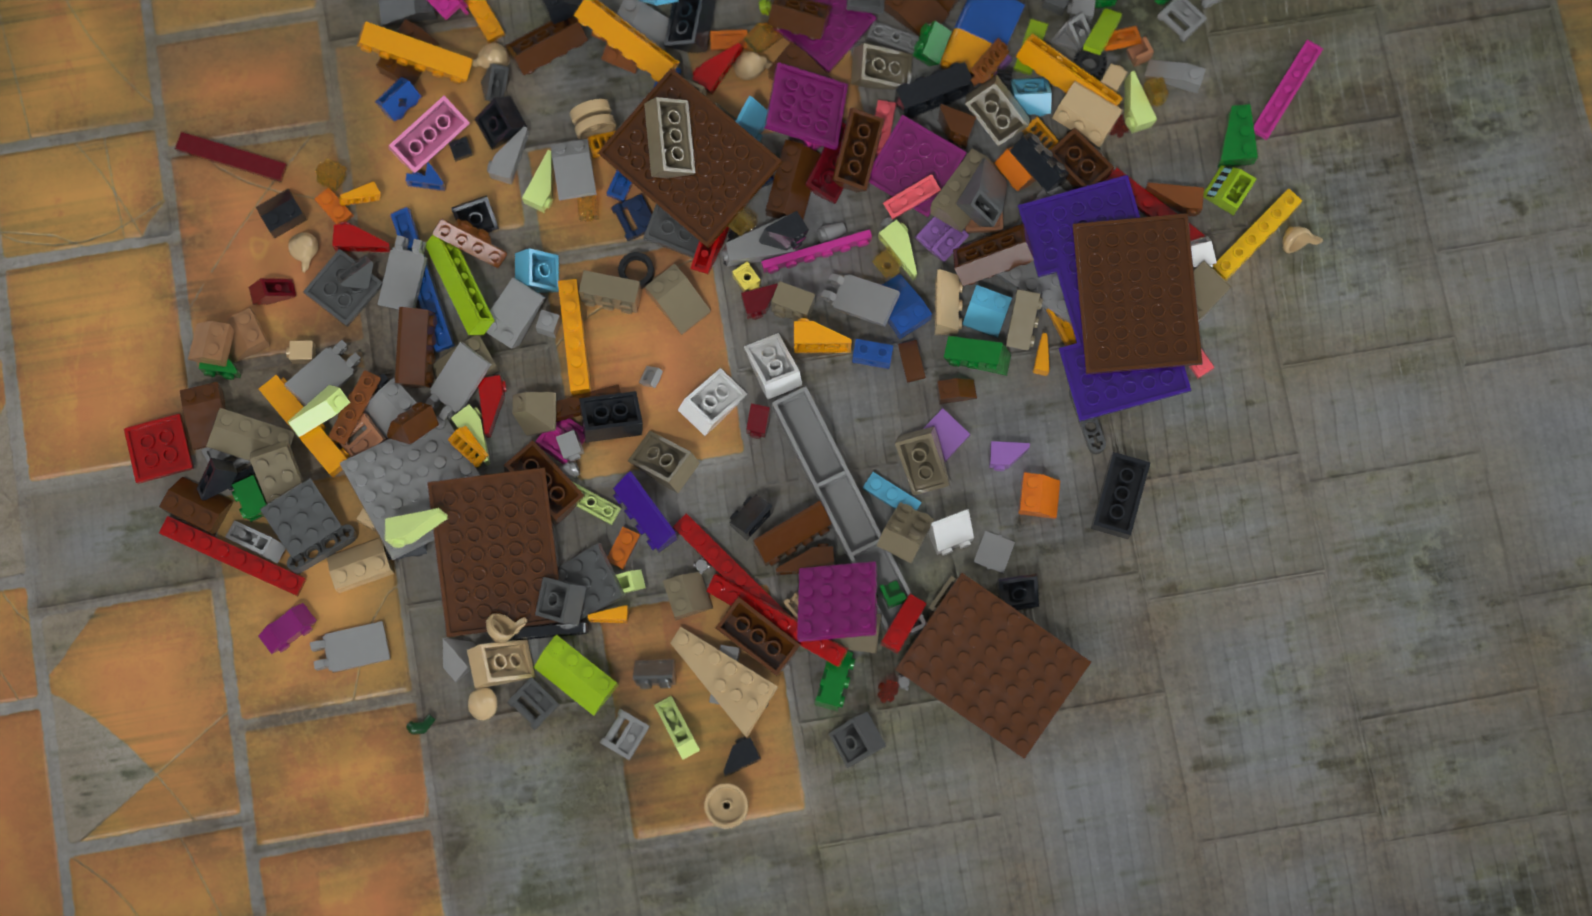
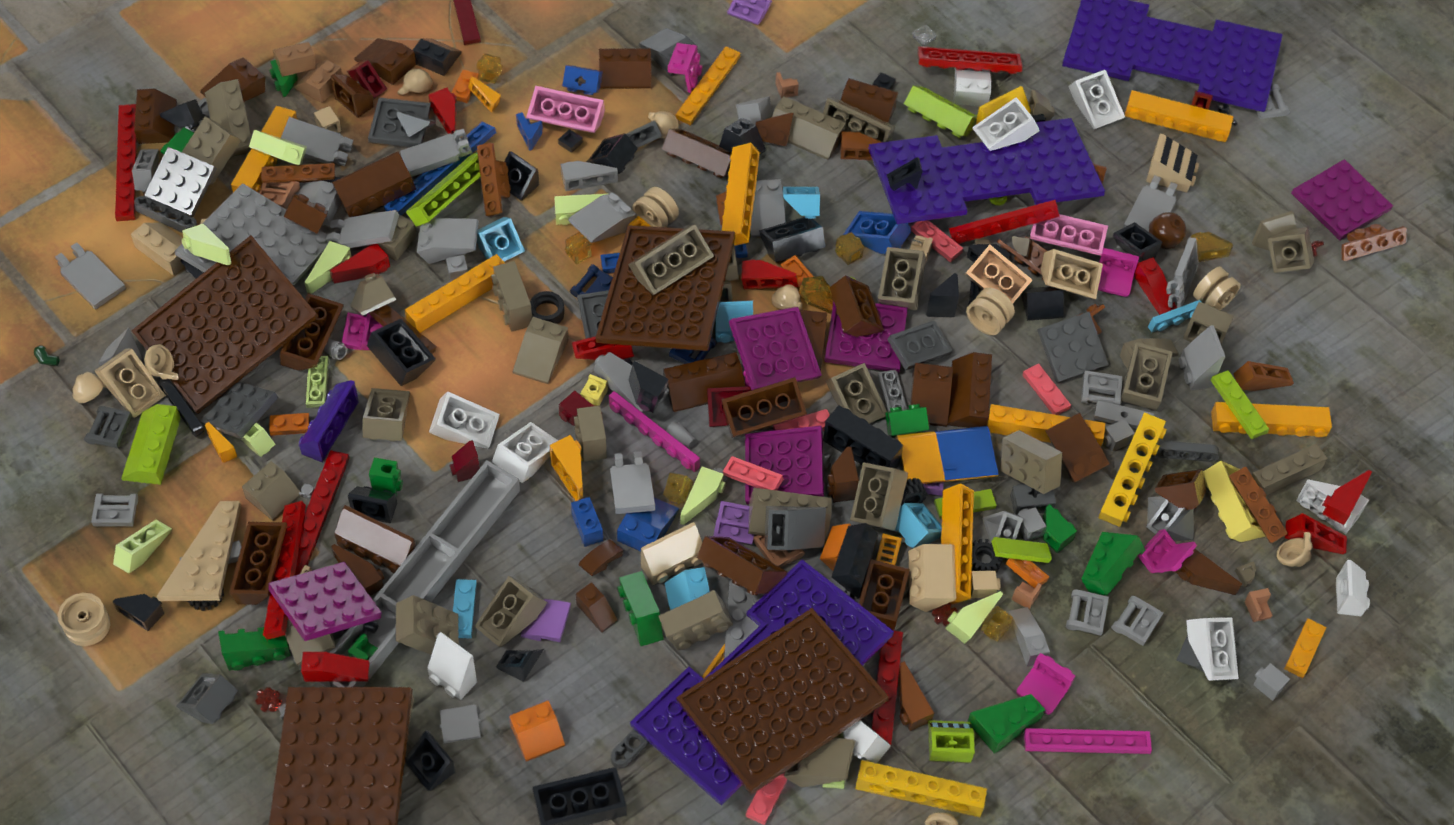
camera: 55 degrees right, 20 degrees down
(158, 448) = (188, 72): red plate -> none
(255, 260) = (388, 59): none -> reddish brown slope
(285, 313) = (351, 94): none -> reddish brown slope
(287, 628) = (81, 223): magenta brick -> none
(414, 52) = (625, 64): light orange brick -> none
(458, 441) = (311, 260): light orange slope -> none
(560, 601) = (208, 395): dark grey slope -> none
(570, 445) = (355, 334): light grey brick -> none
(651, 376) = (457, 367): light grey plate -> none
(654, 673) = (180, 498): dark grey slope -> none
(735, 493) = (385, 475): none -> green brick
(743, 222) = (641, 355): clear yellow brick -> none
(967, 476) = (518, 662): none -> black slope
(989, 61) = (915, 462): dark orange bracket -> none
(1005, 454) = (560, 681): medium lavender slope -> none
(1041, 363) = (675, 662): light orange slope -> none
(1224, 89) = (1046, 682): none -> dark pink bracket

